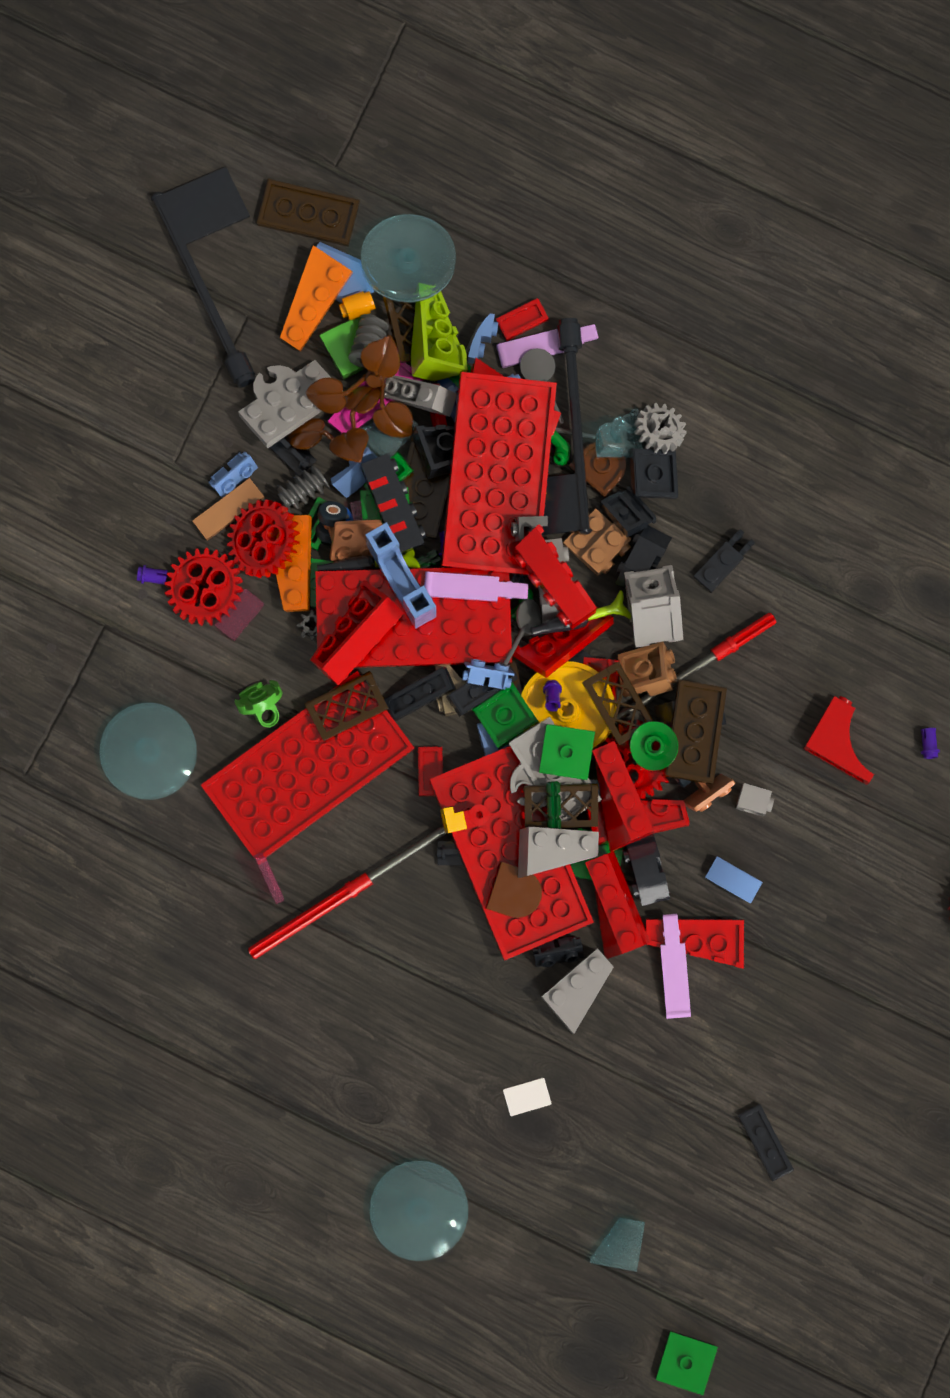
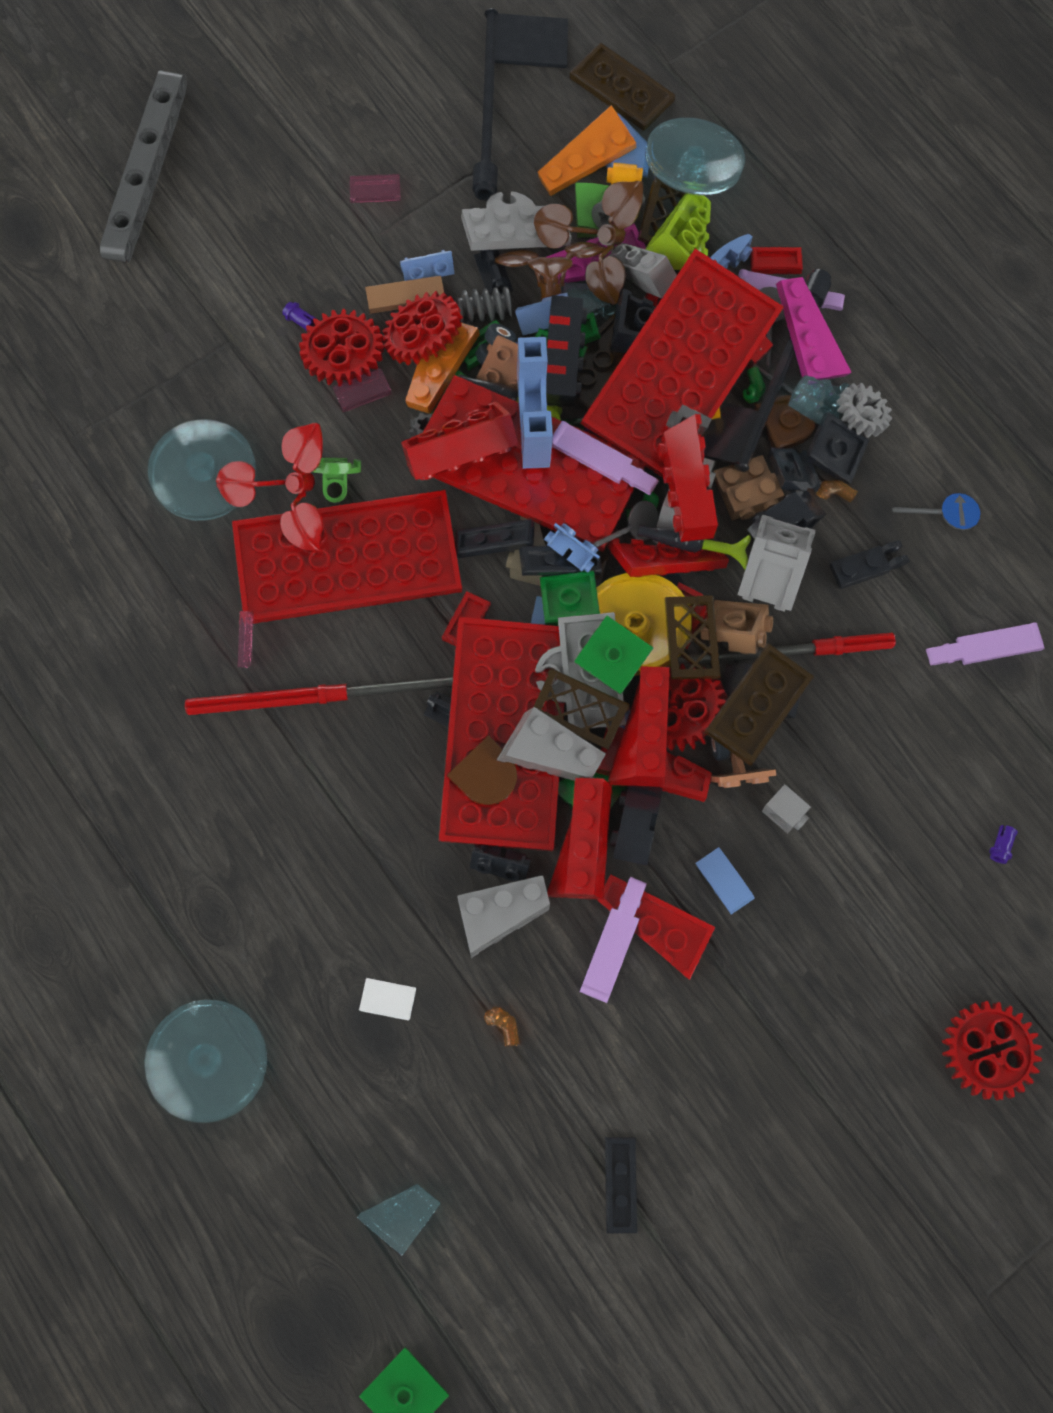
camera: 25 degrees right, 10 degrees down
(148, 421) = (375, 188): none -> clear pink tile
(238, 707) = (303, 448): none -> plant
(365, 715) = (402, 532): dark brown window -> none
(475, 816) = (473, 672): leg -> none
(552, 692) = (629, 597): dark purple pin -> none
(553, 804) = (572, 700): dark green axle -> none
(587, 385) = (810, 335): none -> dark pink wing
(624, 1069) = (504, 1021): none -> clear orange arm
(642, 745) = (701, 684): green dish -> none
(668, 506) = (836, 487): none -> clear orange arm
(774, 476) = (957, 510): none -> blue piece
(832, 740) = (899, 791): red arch -> none
(849, 582) = (989, 645): none -> lavender piece

